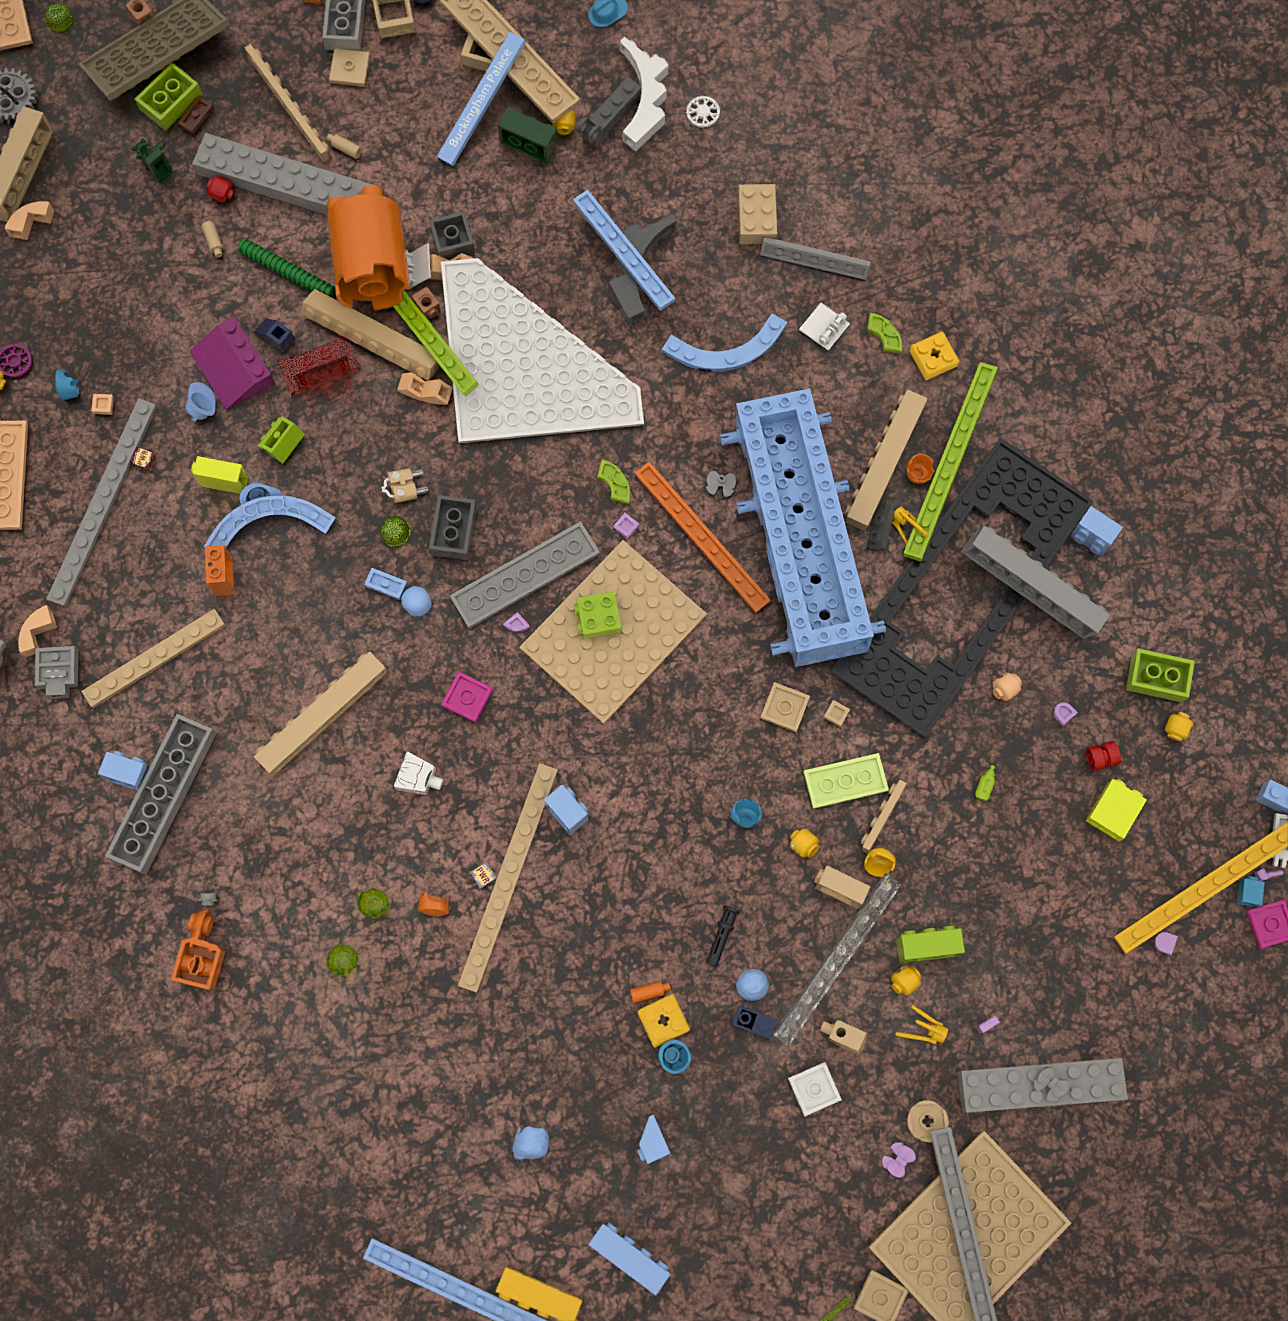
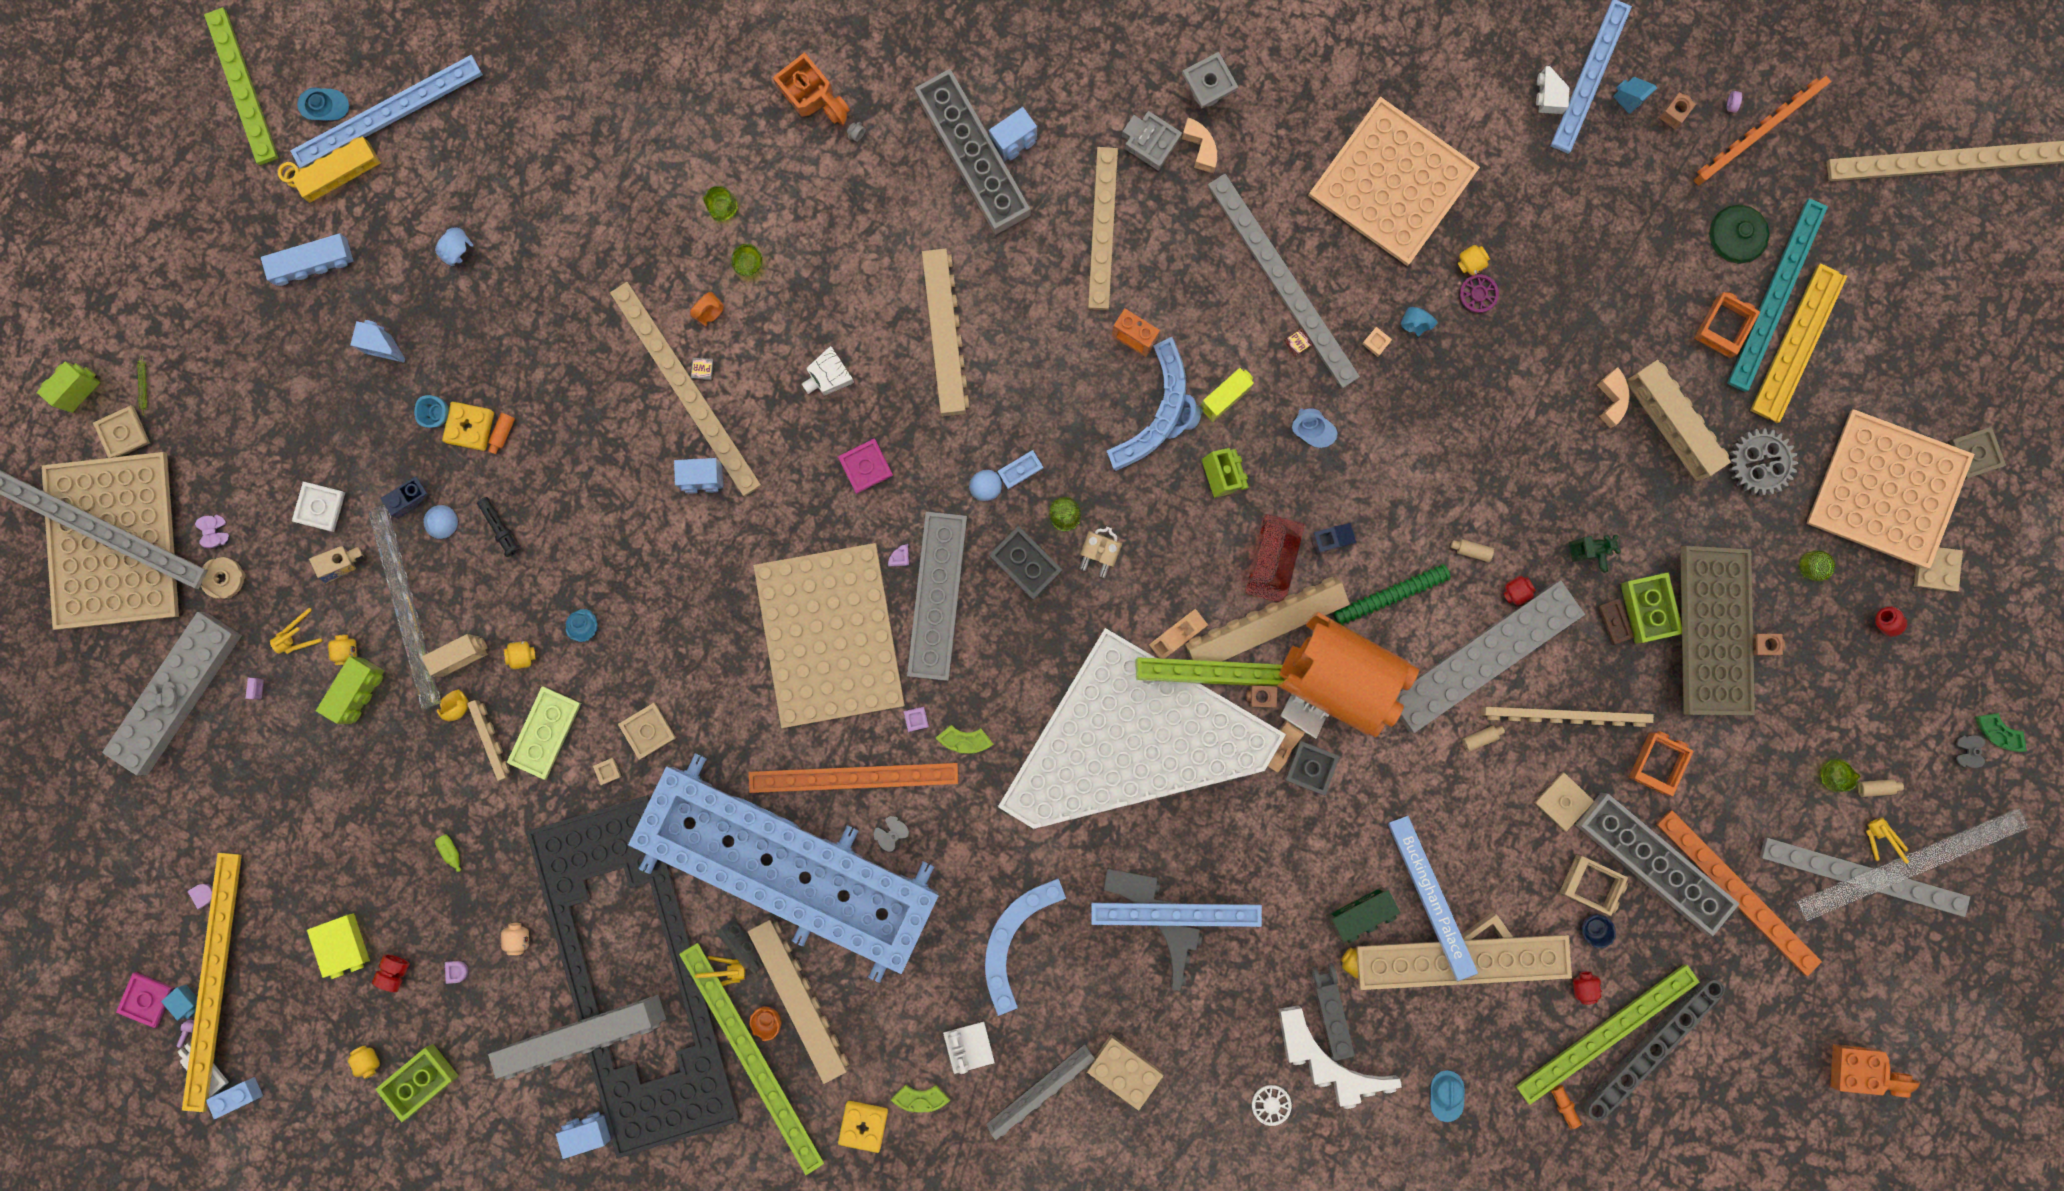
camera: 130 degrees right, 10 degrees up
(231, 364) = (1332, 481): magenta slope -> none
(271, 11) = (1677, 772): none -> orange window
(598, 615) = (847, 628): lime brick -> none

